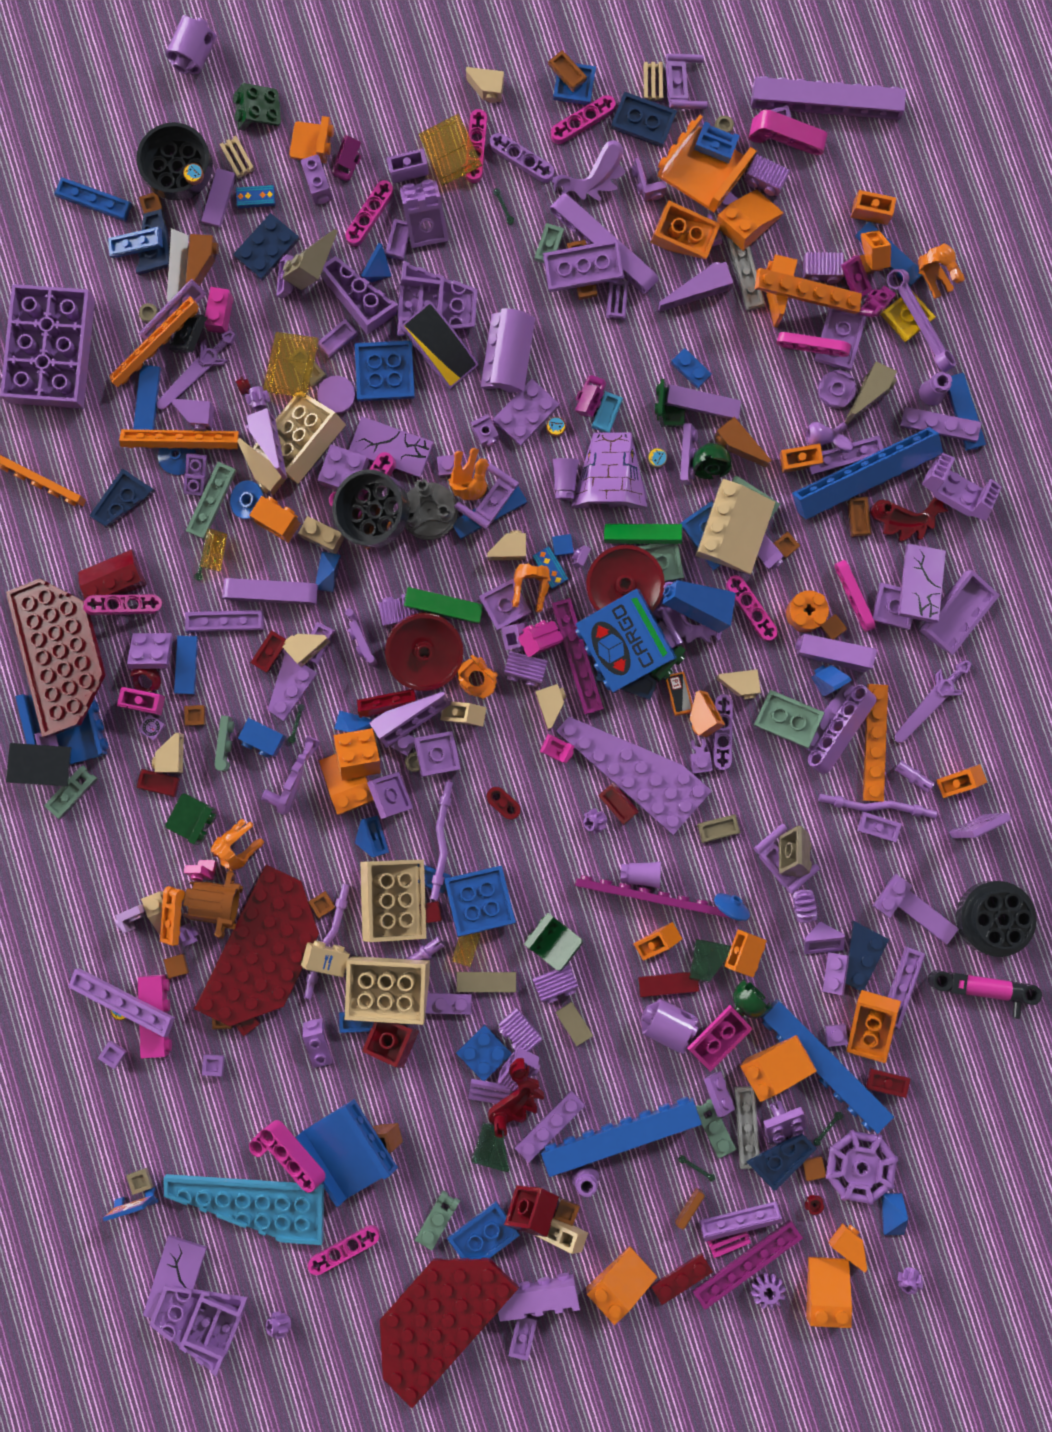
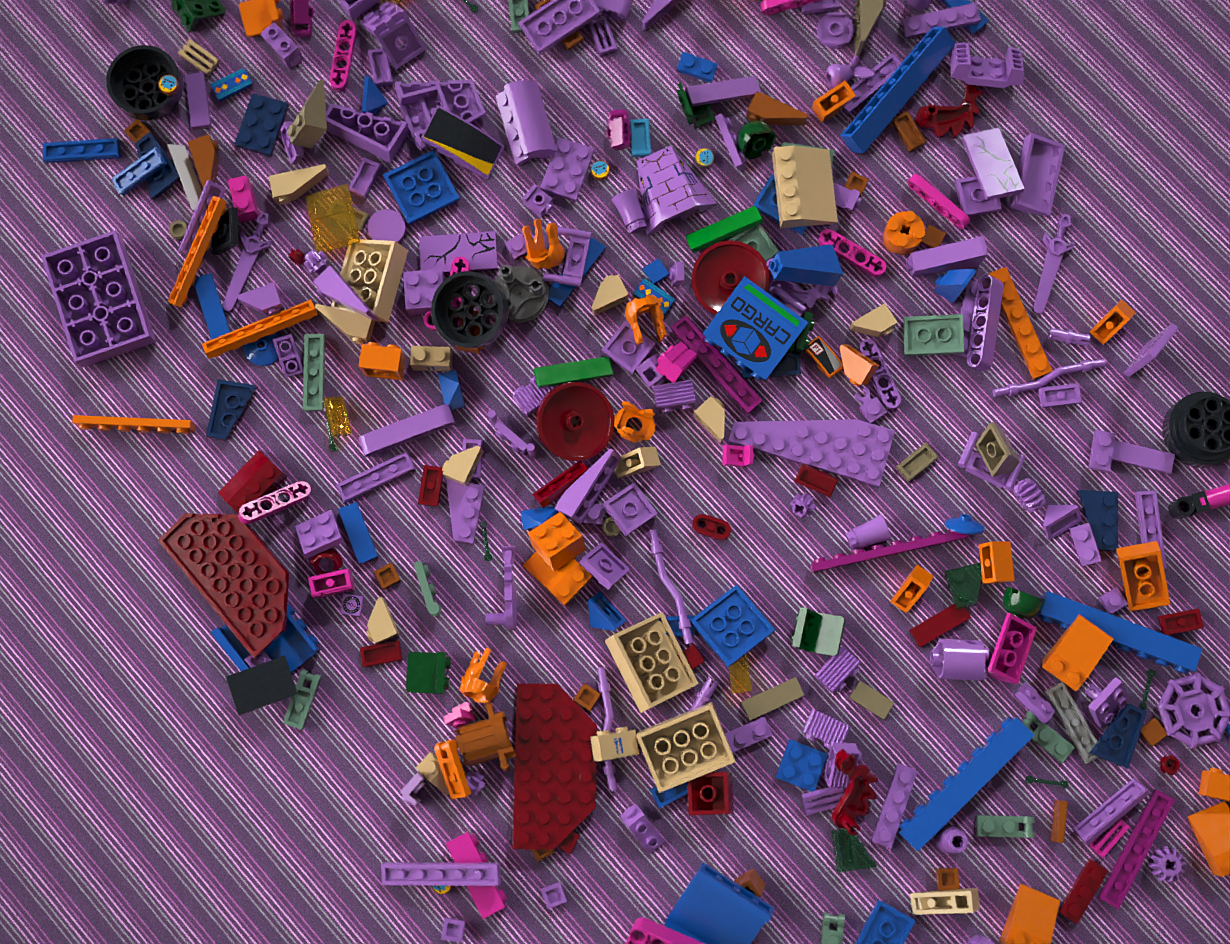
camera: 25 degrees left, 5 degrees down
(176, 965) = (475, 817): dark orange tile -> none
(241, 496) = (340, 356): blue dish -> none
(261, 737) = (460, 567): blue brick -> none
(271, 316) = (293, 184): none -> tan slope
(531, 1210) = (916, 890): dark red slope -> none
(639, 1189) = (1004, 826): none -> sand green plate

